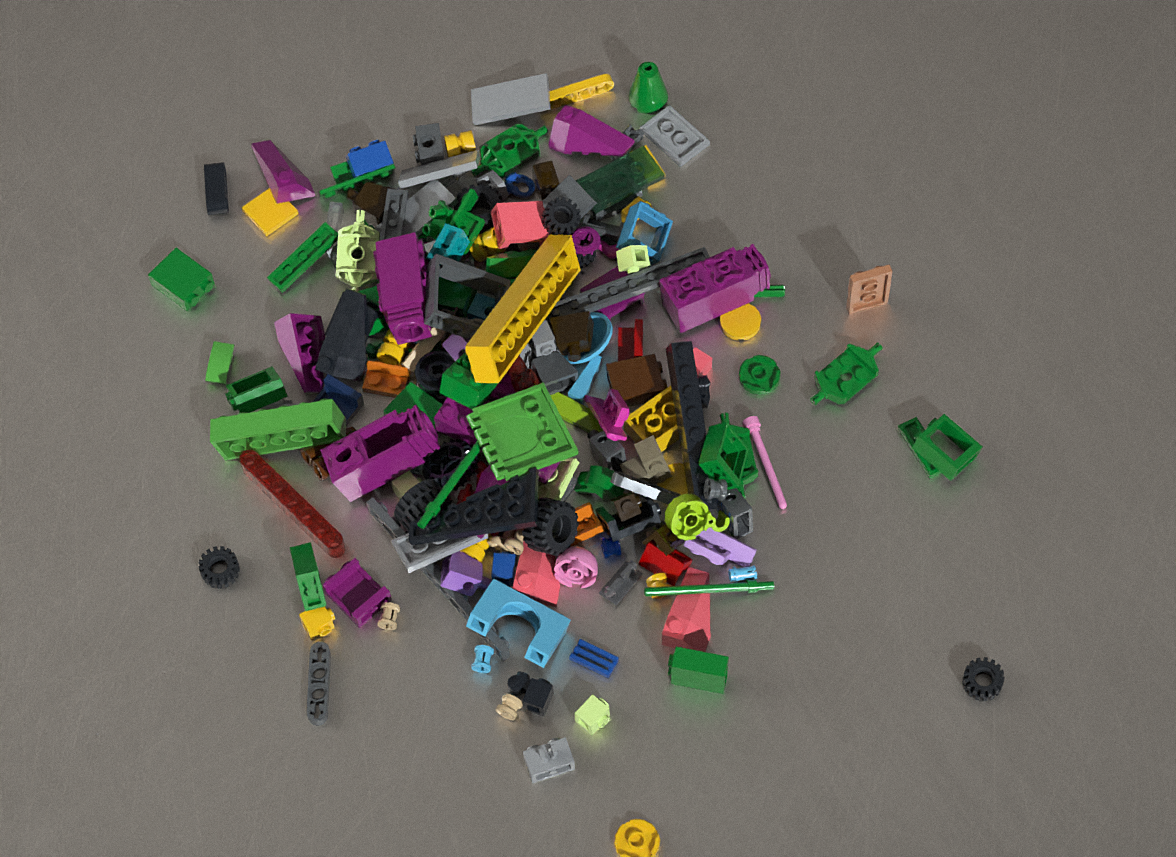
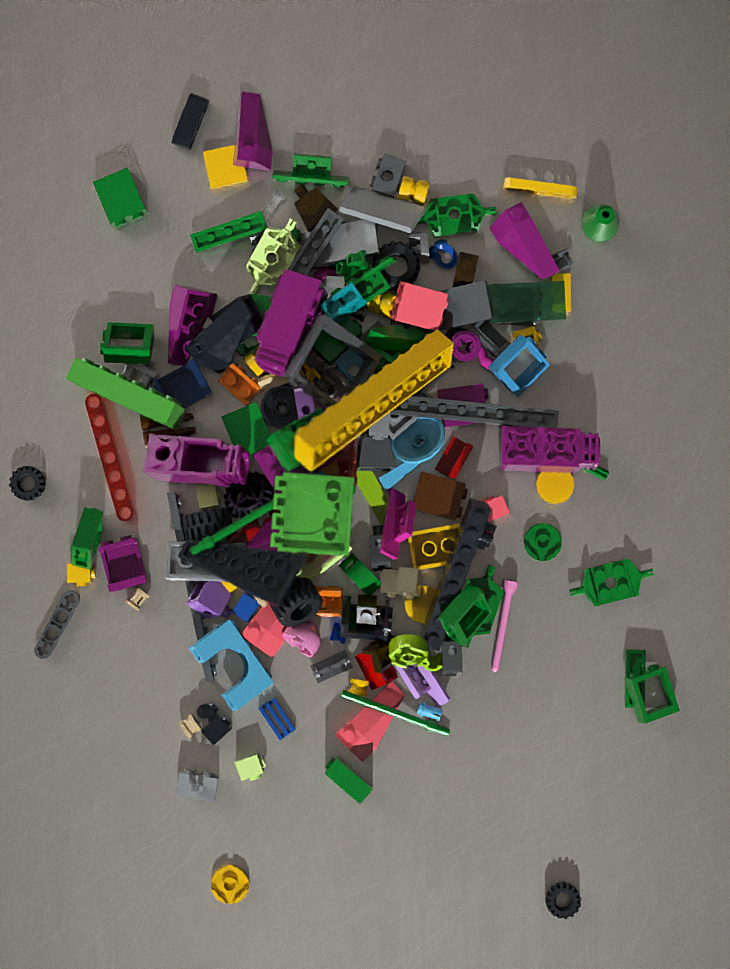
camera: 30 degrees right, 25 degrees up
(219, 362) = (114, 295): bright green slope -> none
(369, 158) = (328, 167): blue brick -> none
(479, 665) = (191, 674): medium azure bush -> none
(510, 99) = (480, 167): light grey tile -> none
(567, 208) = (451, 308): black tyre -> none
(573, 334) = (406, 436): dark brown torso -> none
(632, 258) = (493, 390): yellowish green brick -> none
(643, 488) = (393, 608): dark grey beam -> none
(674, 135) = (600, 275): light grey tile -> none
(715, 489) = (442, 641): dark grey wheel -> none
(869, 289) = (664, 520): nougat plate -> none

